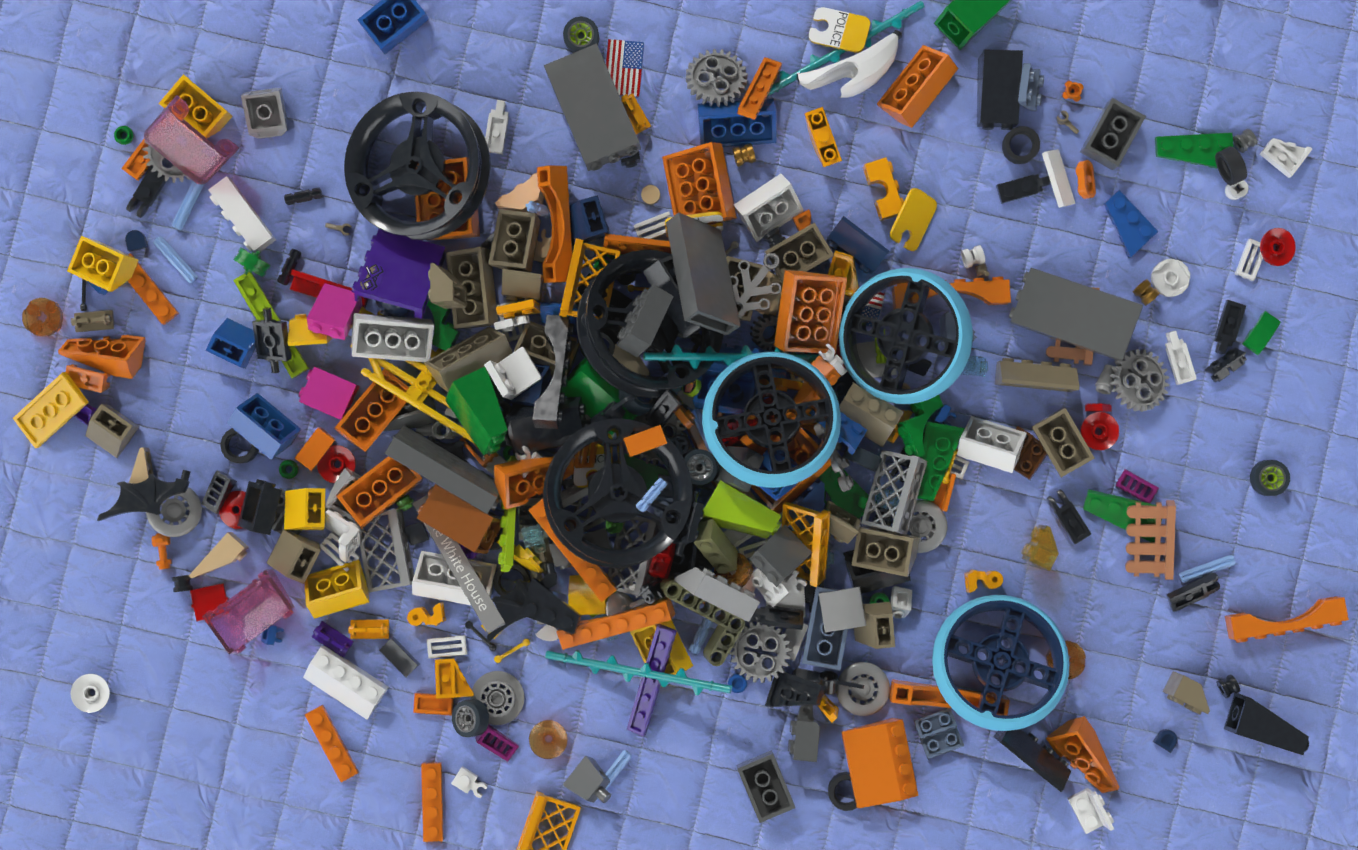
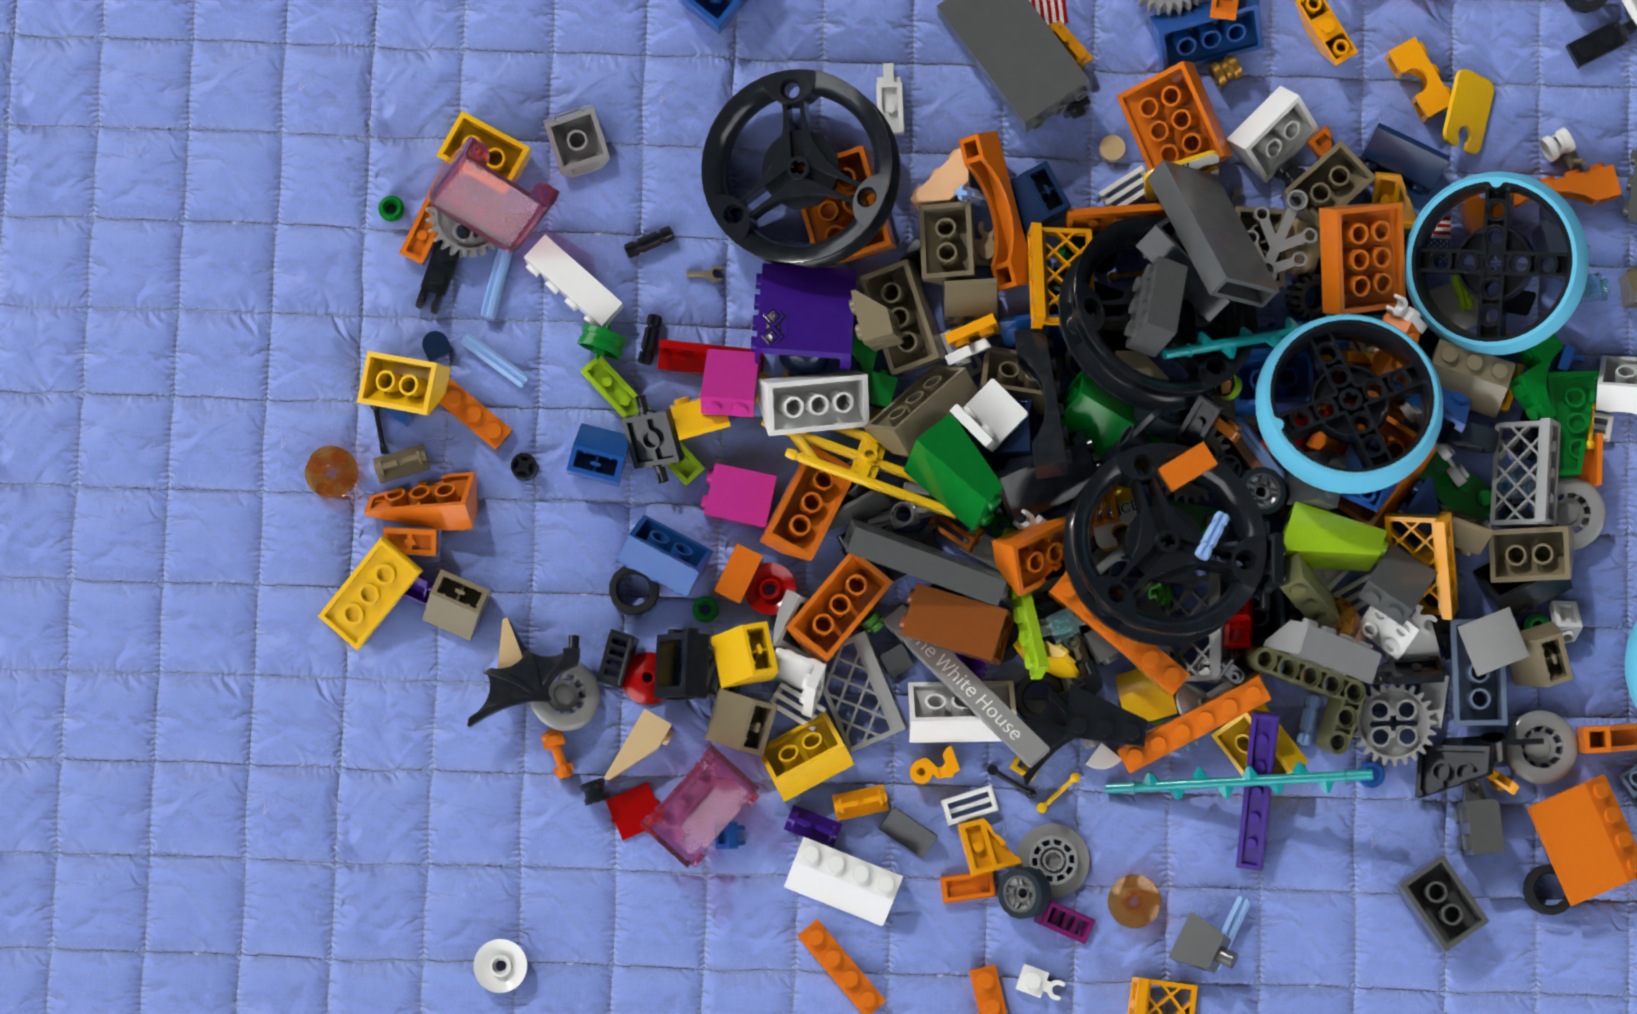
camera: 15 degrees left, 5 degrees down
(176, 339) = (521, 463): none -> black wheel

